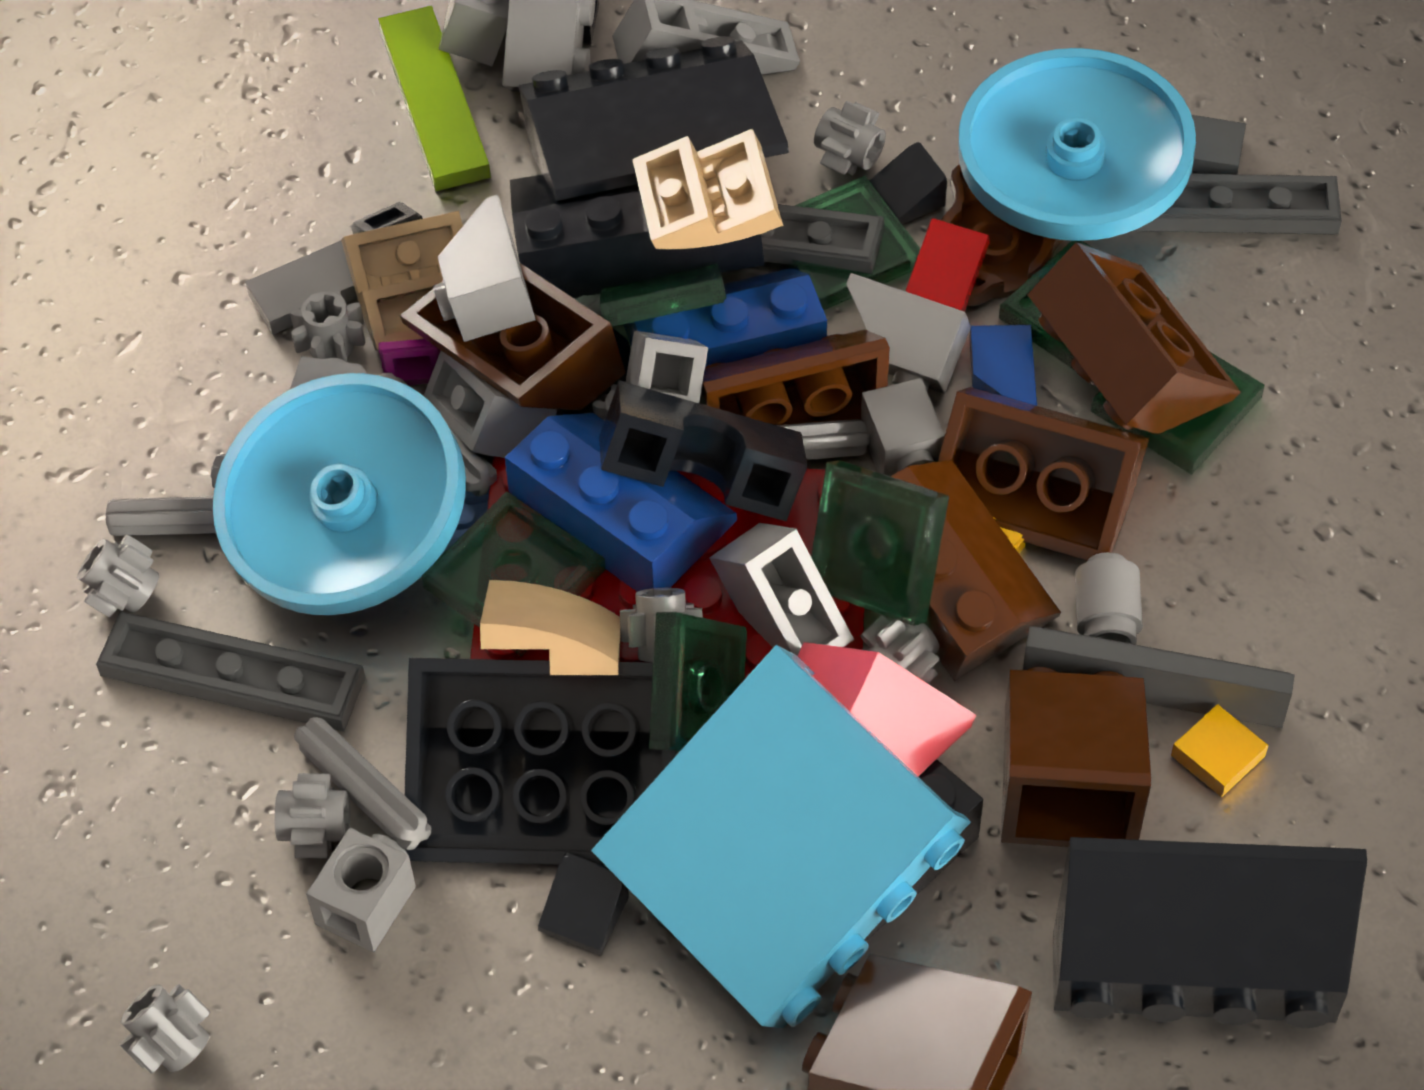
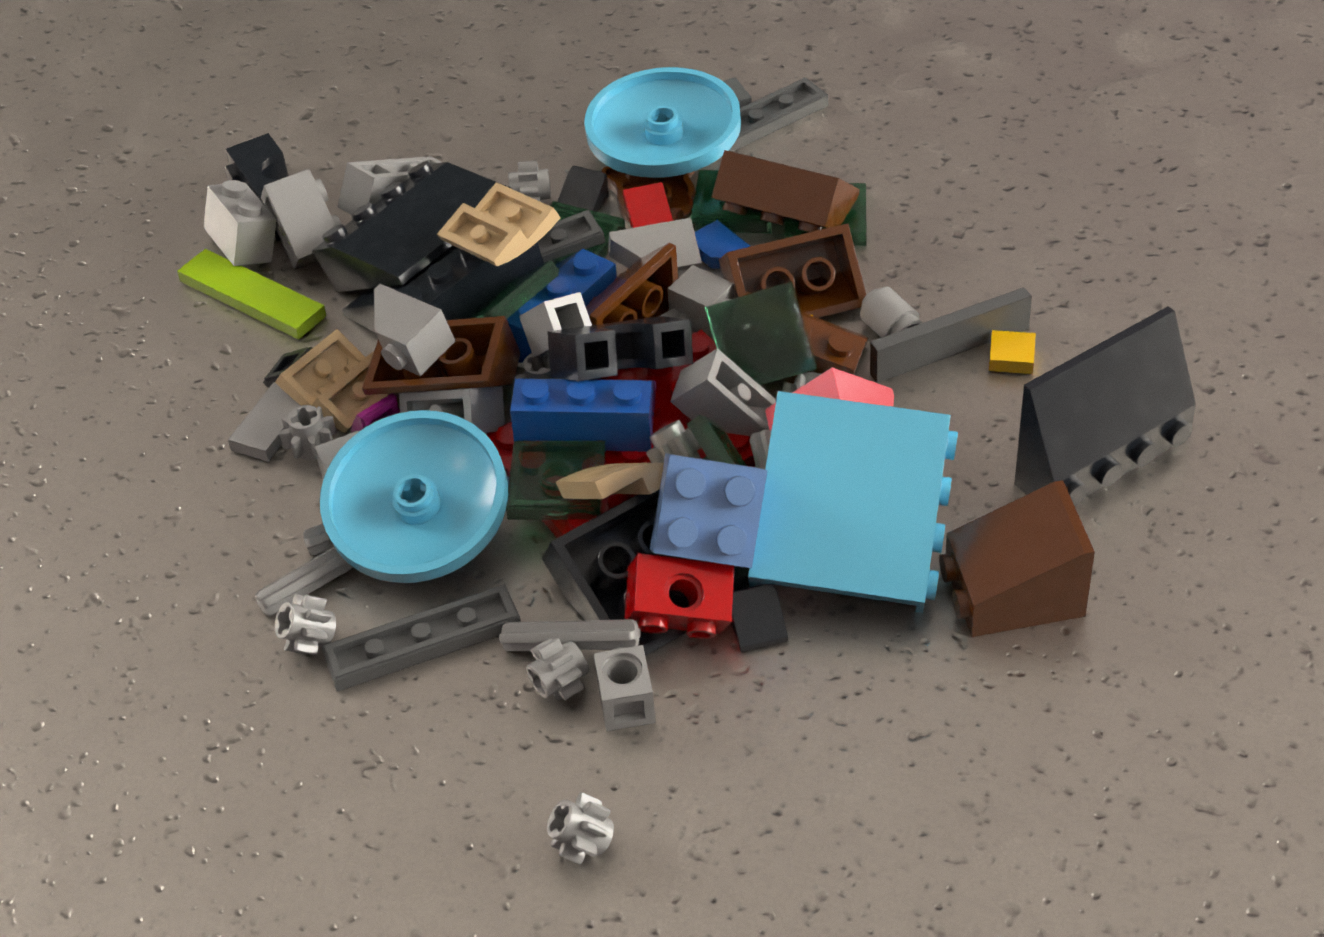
camera: 35 degrees left, 10 degrees down
(544, 827) = (702, 582): none -> red brick
(590, 740) = (708, 510): none -> medium blue brick
(1074, 757) = (961, 379): reddish brown slope -> none

